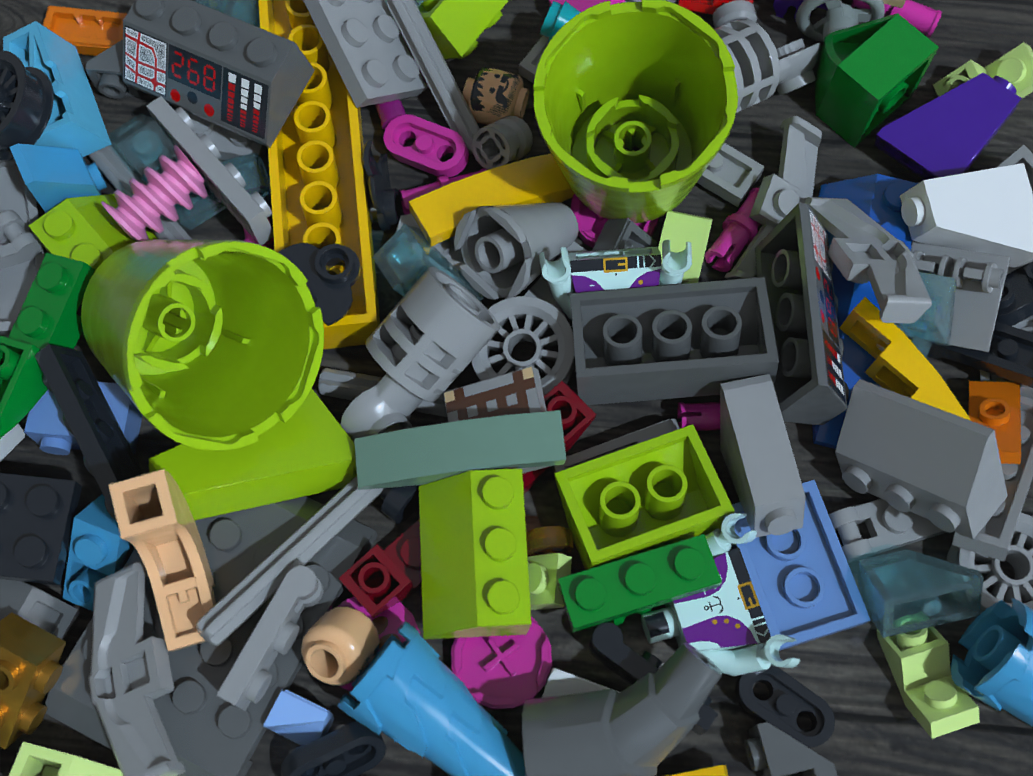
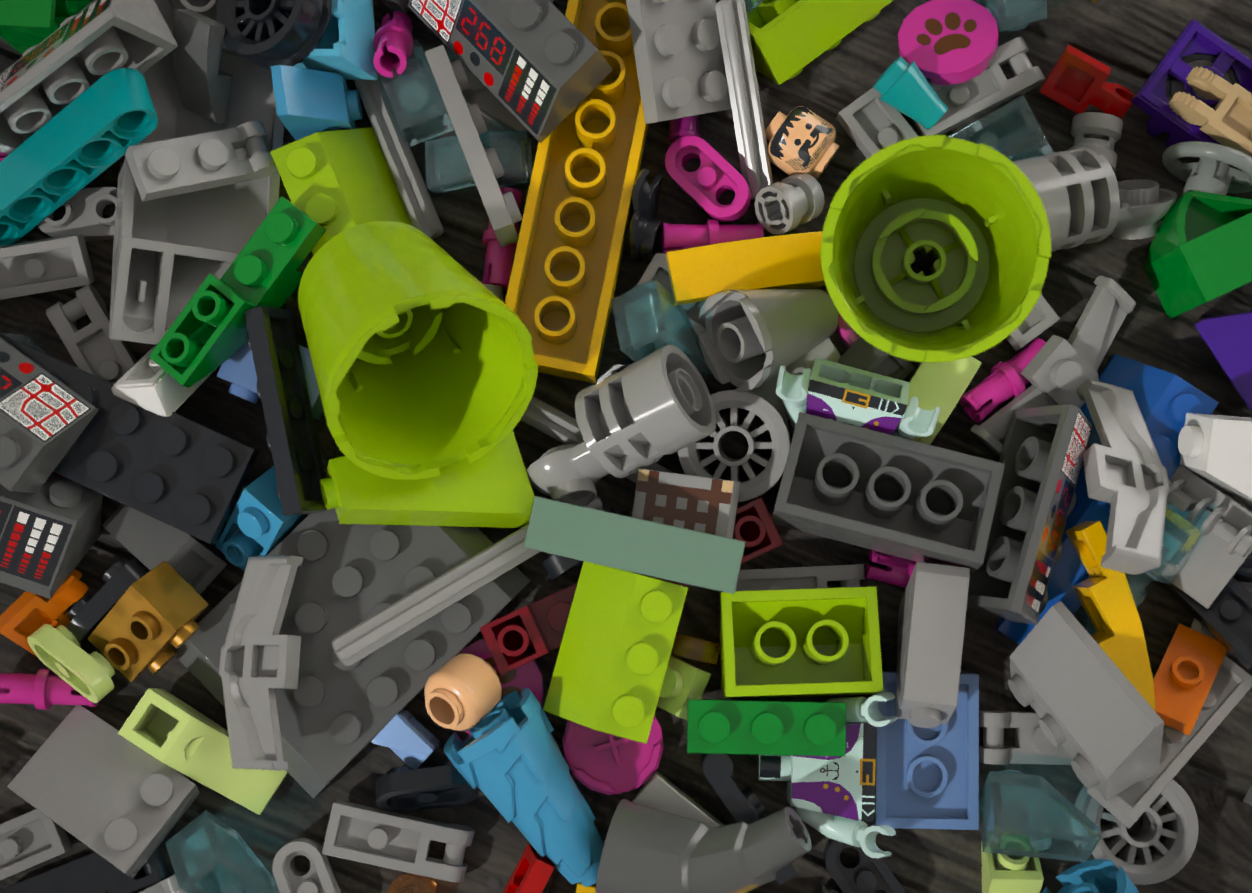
camera: 20 degrees right, 15 degrees up
(115, 124) = (393, 44): none -> dark pink pin
(158, 196) = (409, 161): bright pink piece -> none
(163, 531) = (328, 557): light nougat arch -> none
(272, 635) = (401, 667): light grey plate -> none
(328, 291) = (539, 306): black plate -> none

